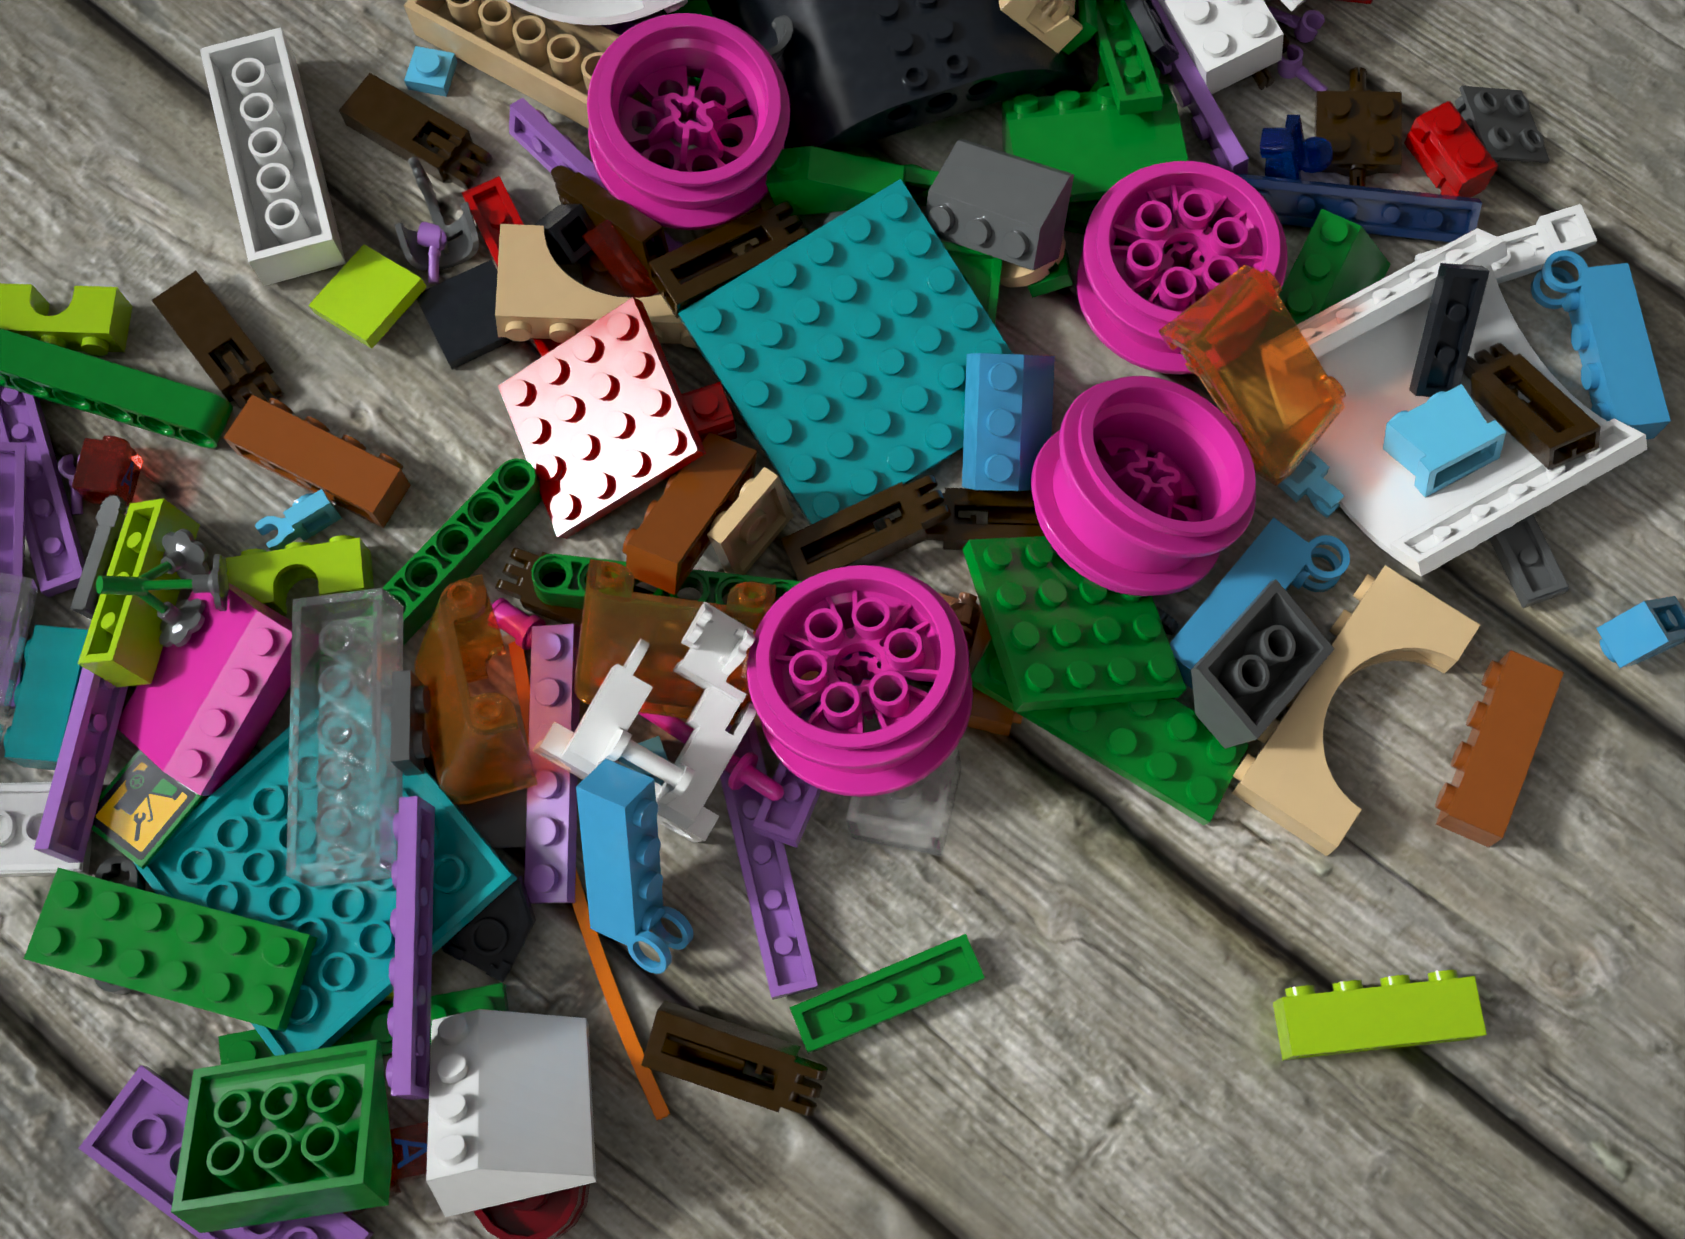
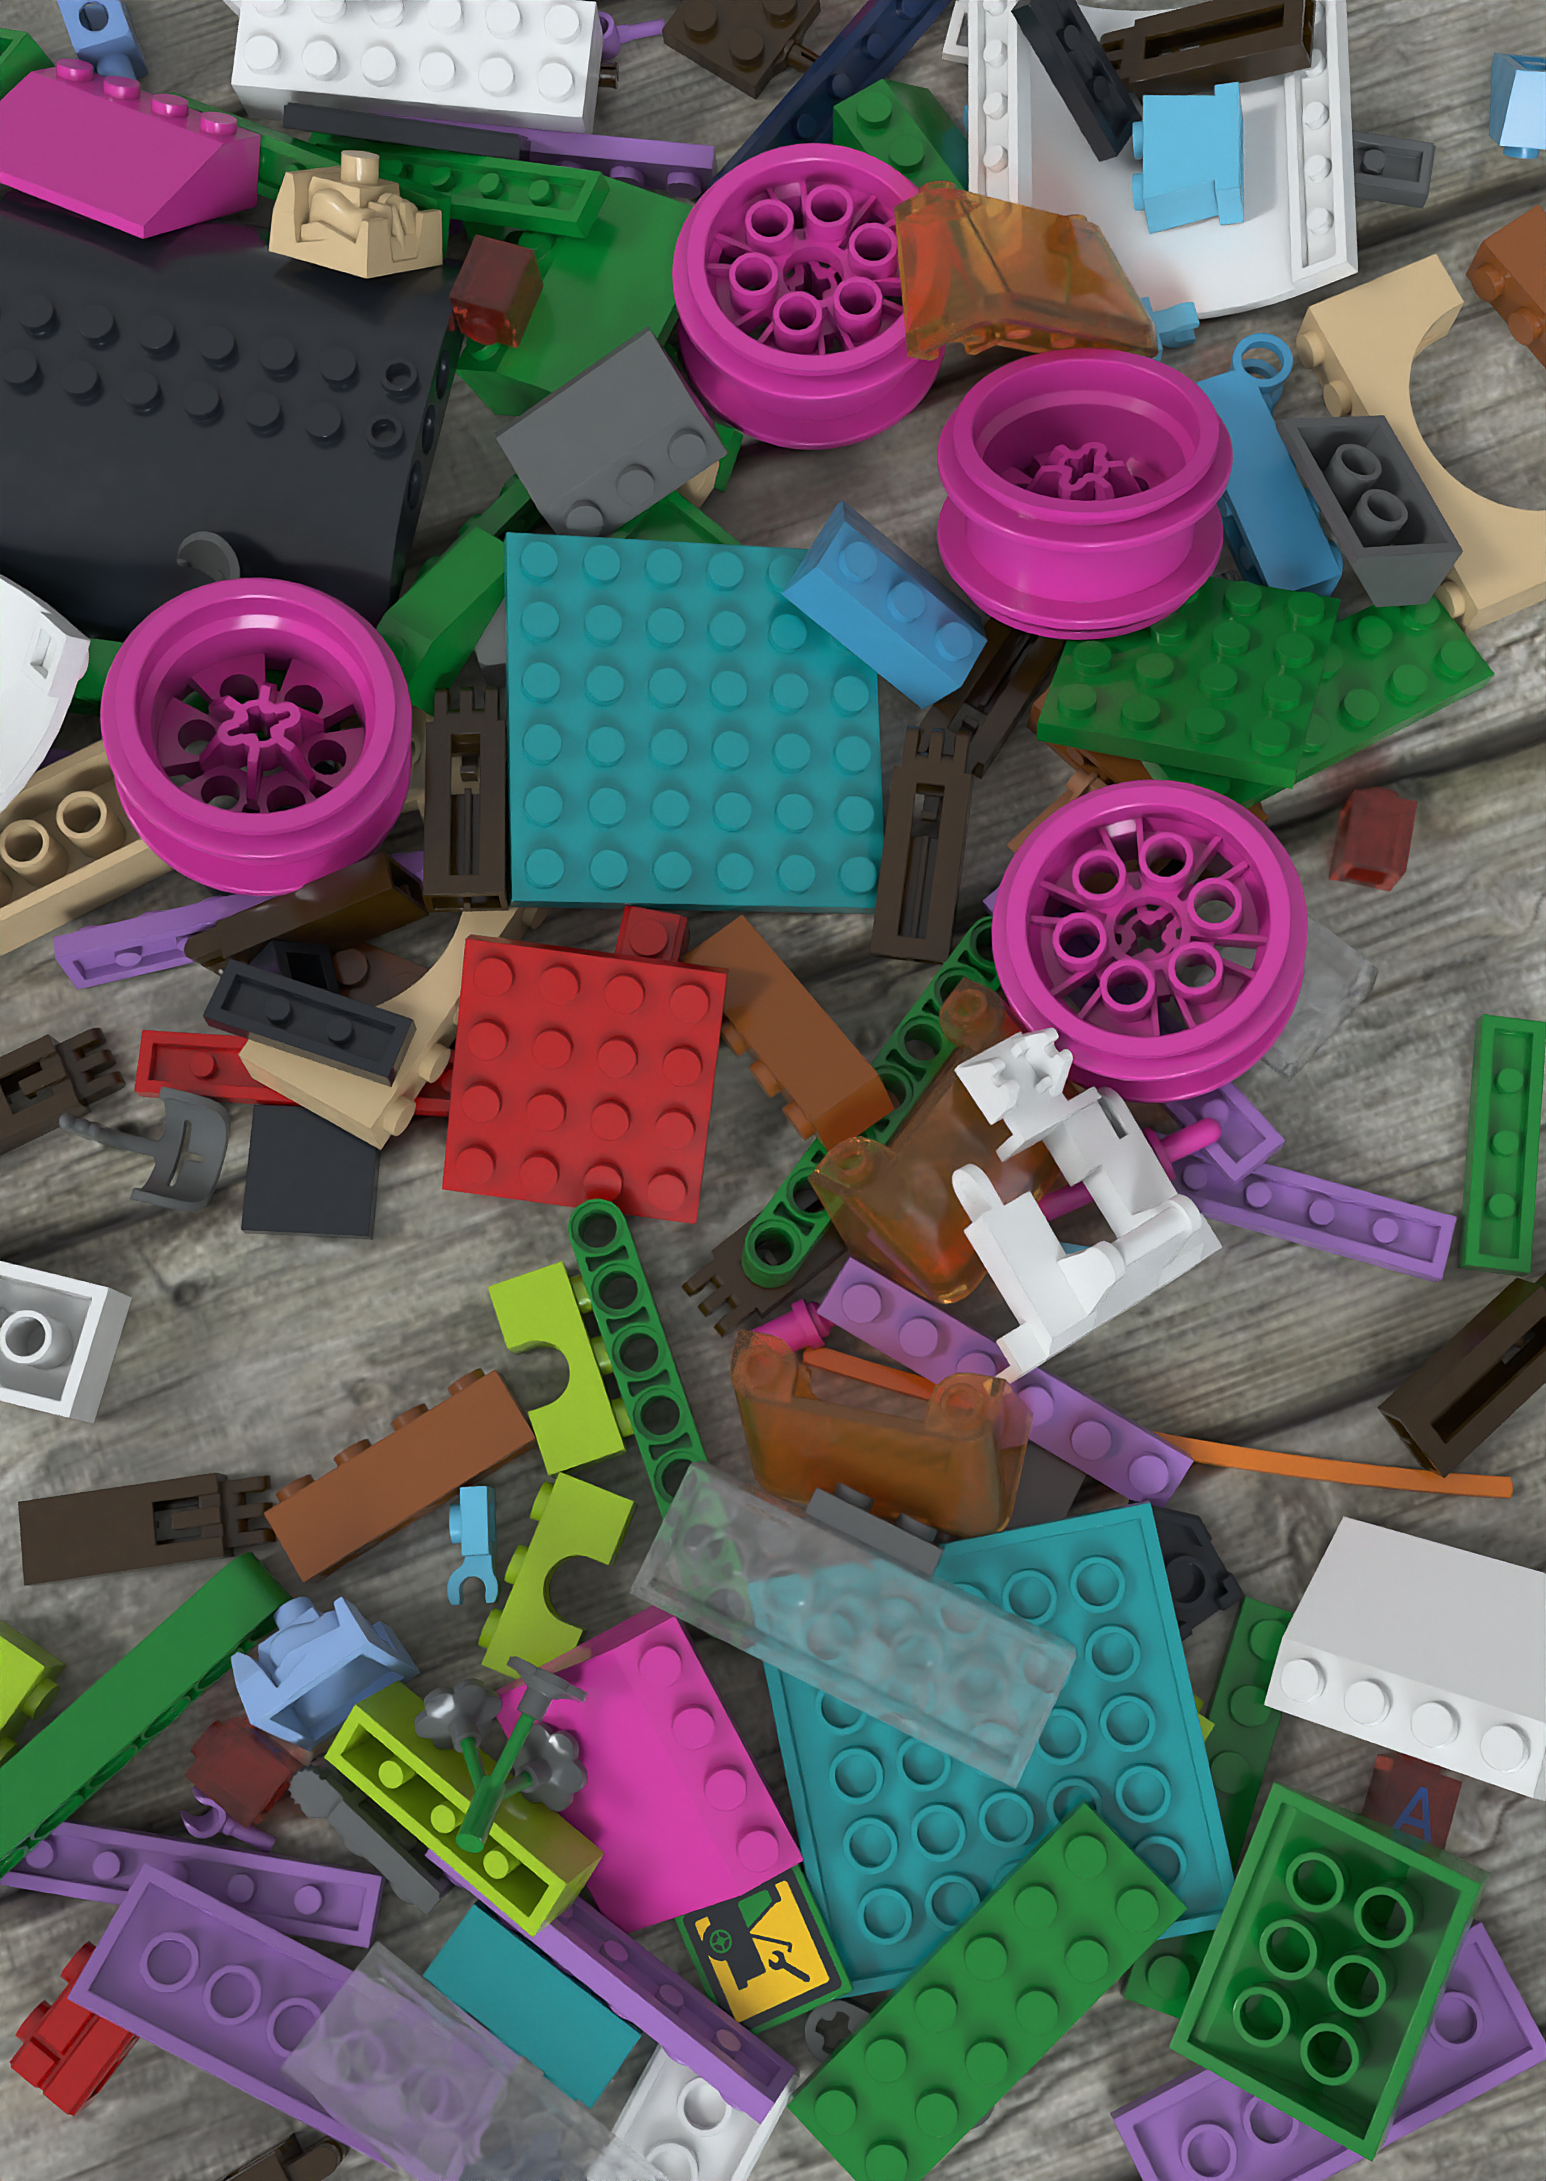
camera: 60 degrees left, 5 degrees up
(180, 472) = (317, 1670): none -> light blue brick
(367, 296) = (203, 1291): lime tile -> none
(397, 535) = (548, 1312): none -> lime arch
(412, 966) = (1210, 1690): medium lavender plate -> none
(435, 238) = (176, 1161): medium lavender hand -> none
(537, 247) = (310, 1022): none -> black plate
(620, 260) = (380, 938): clear red tile -> none
(624, 863) = (1219, 1352): dark azure hinge -> none
(750, 523) = (827, 958): tan plate -> none
(1045, 802) = (1373, 838): none -> clear red brick
(1050, 87) = (496, 291): none -> clear red brick
(1290, 153) = (735, 102): clear blue hips -> none

